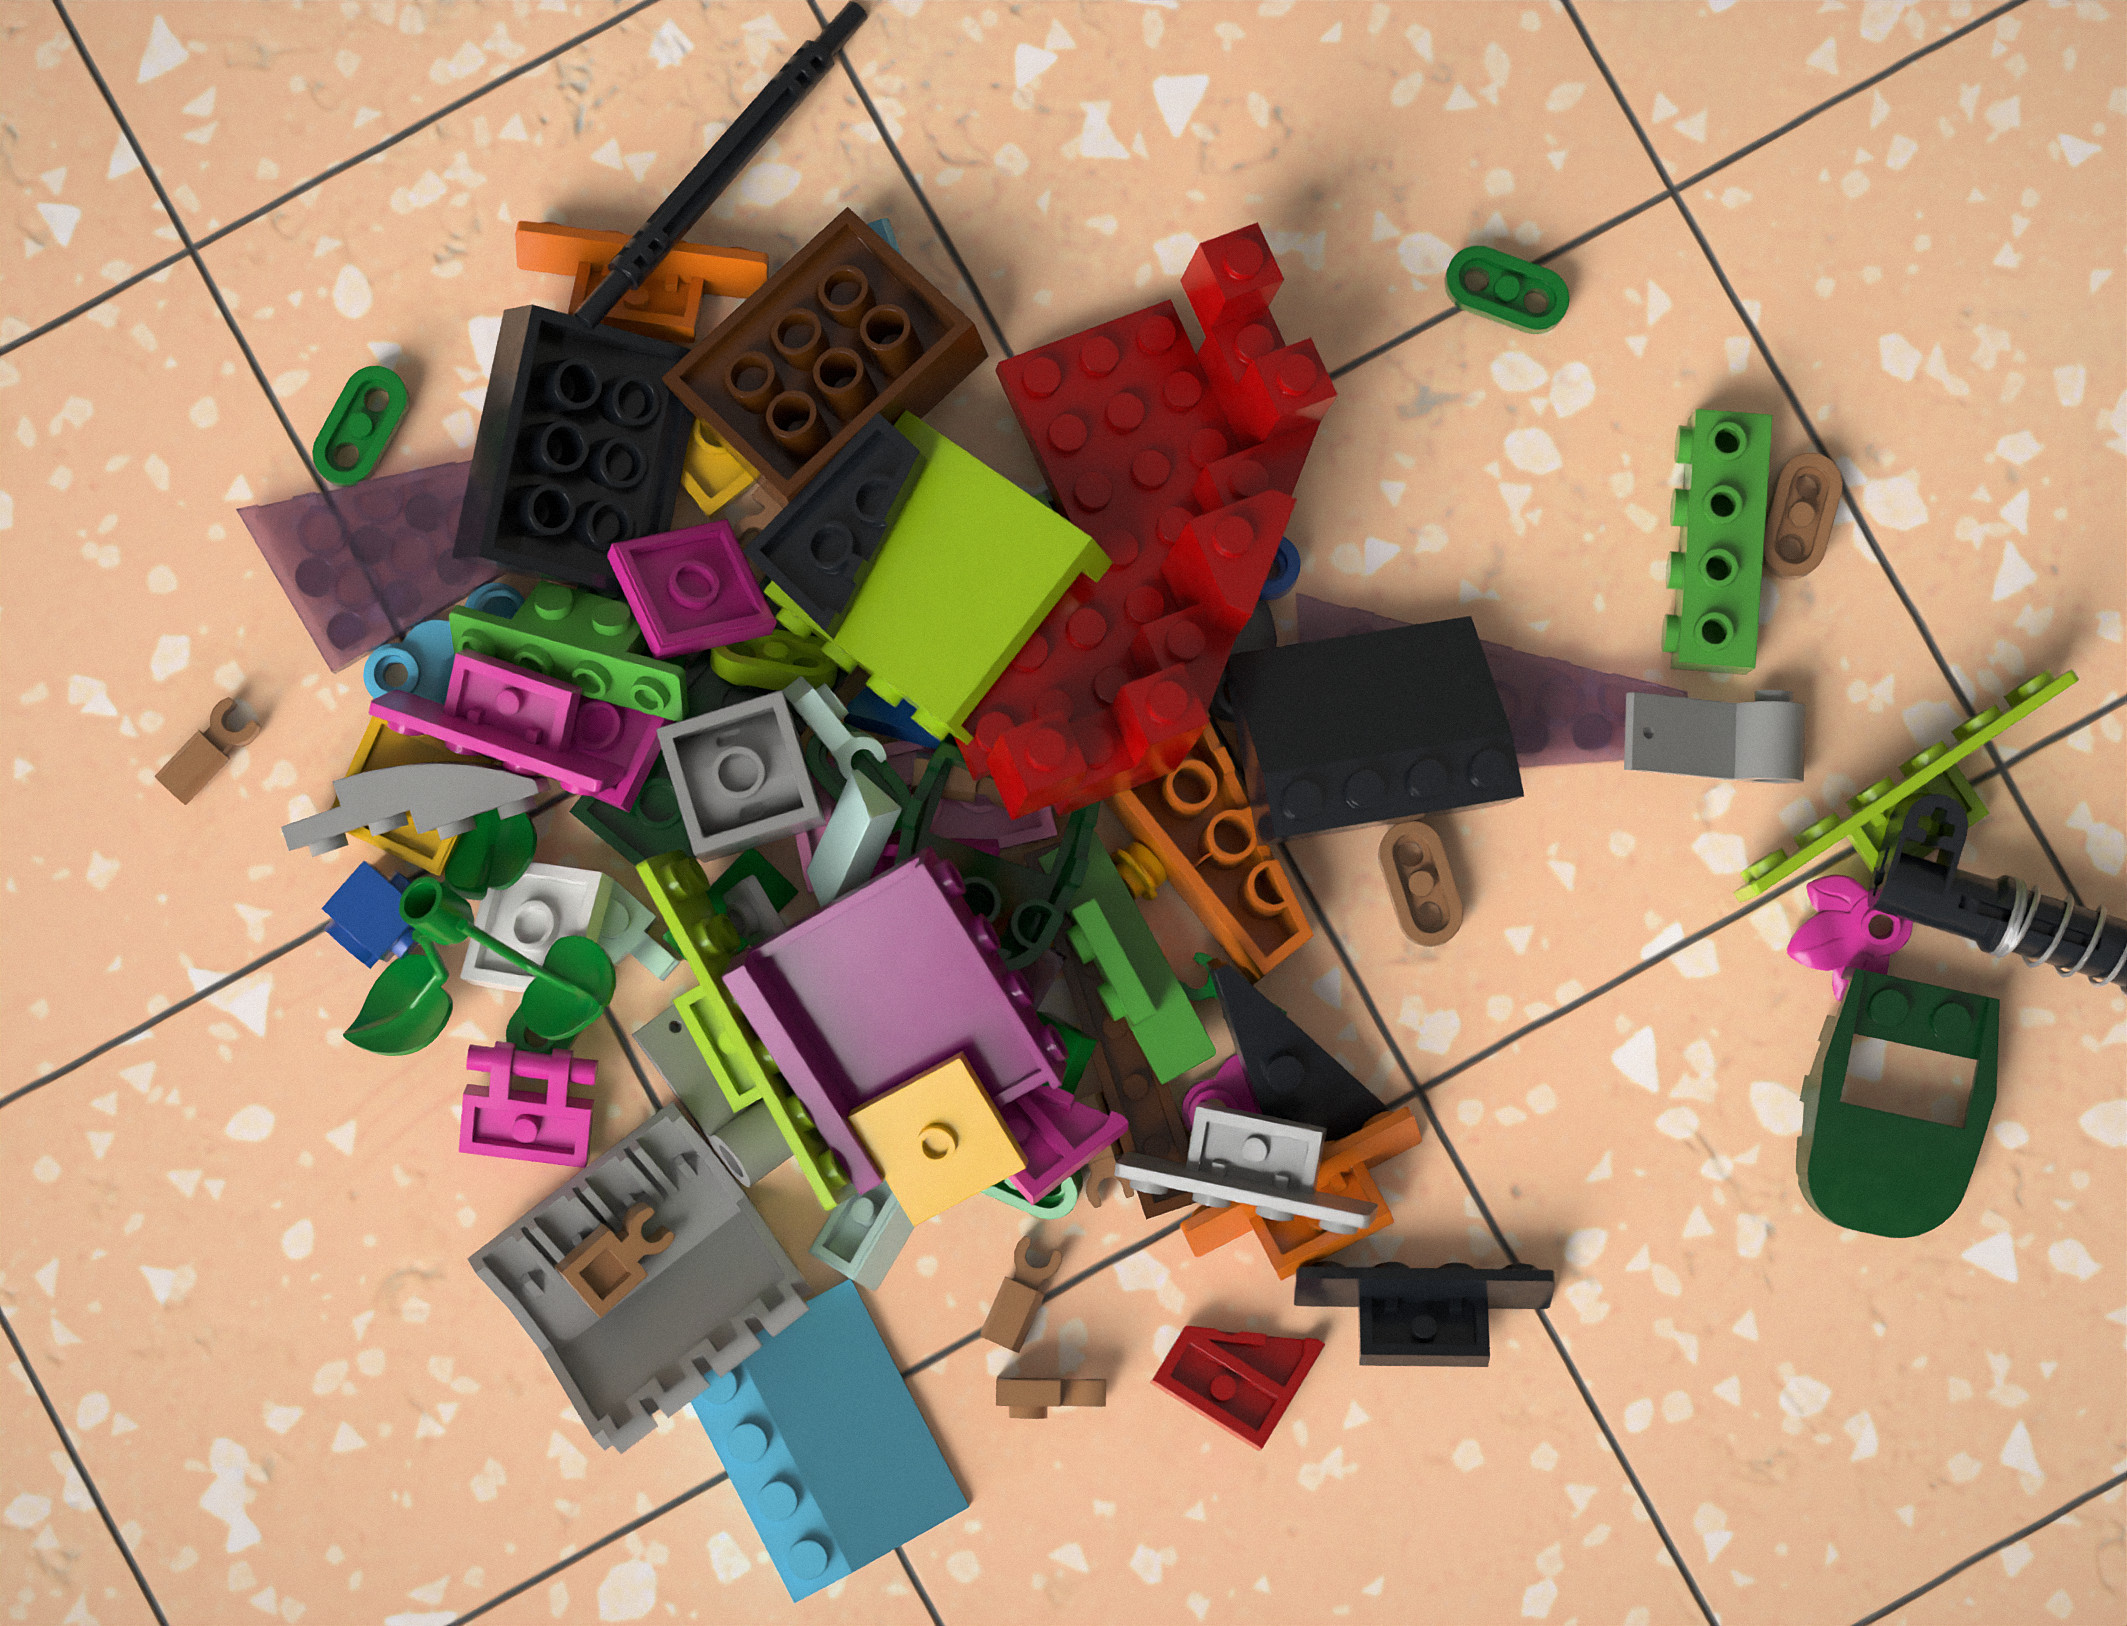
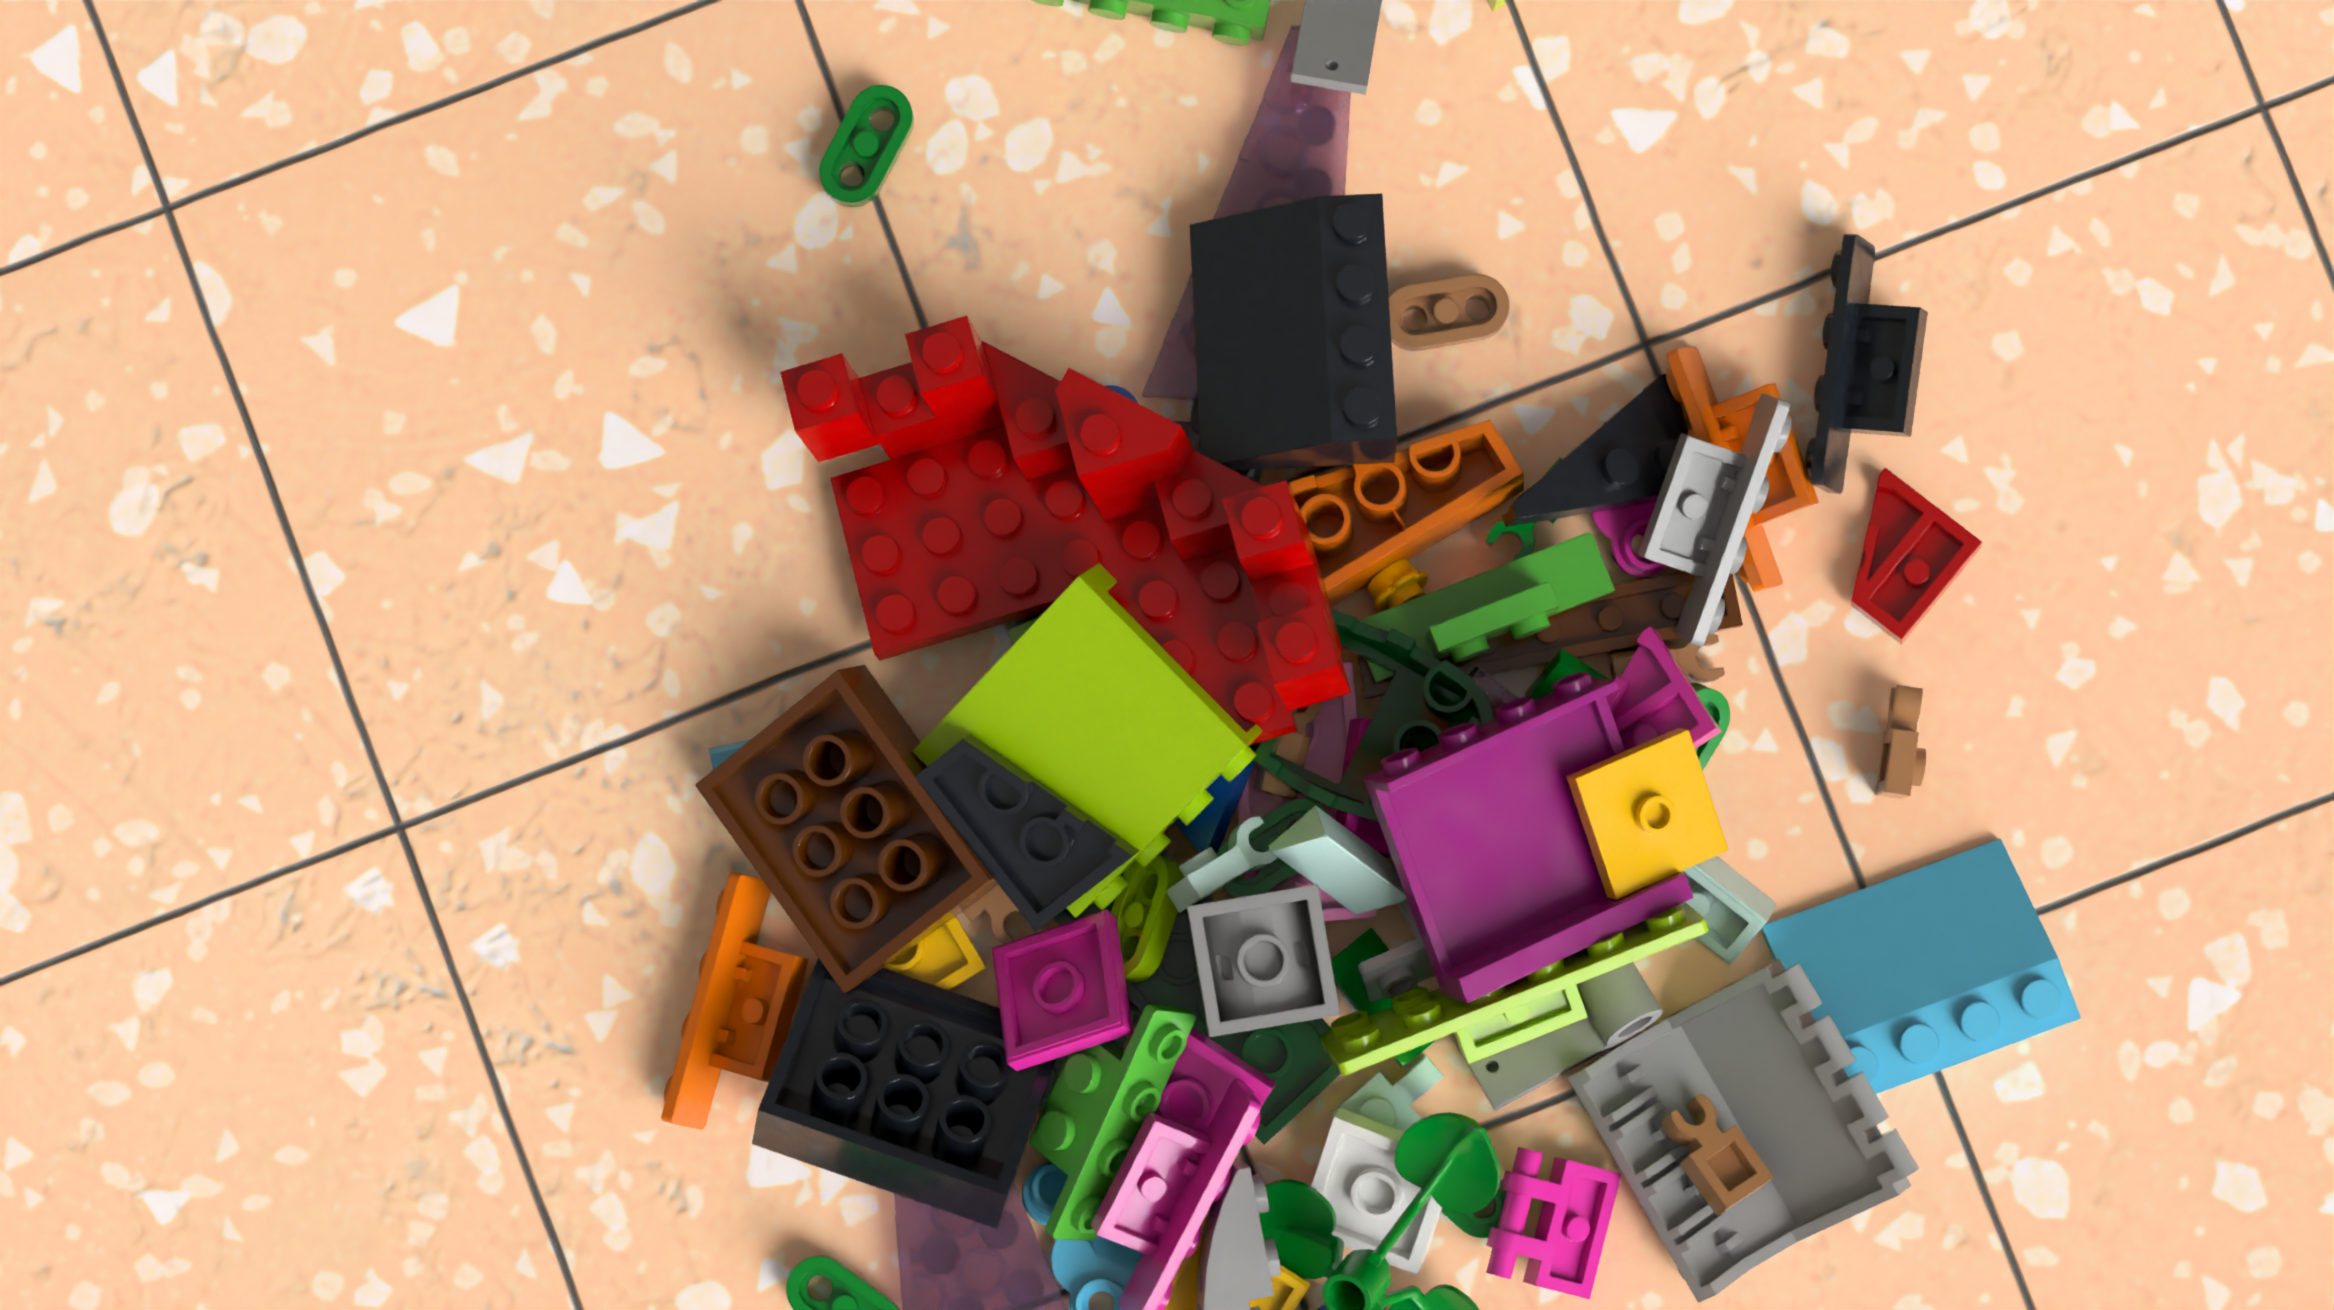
camera: 80 degrees left, 0 degrees up
(721, 165) = (633, 907): black axle -> none
(1018, 1300) = (1803, 761): medium nougat bar -> none

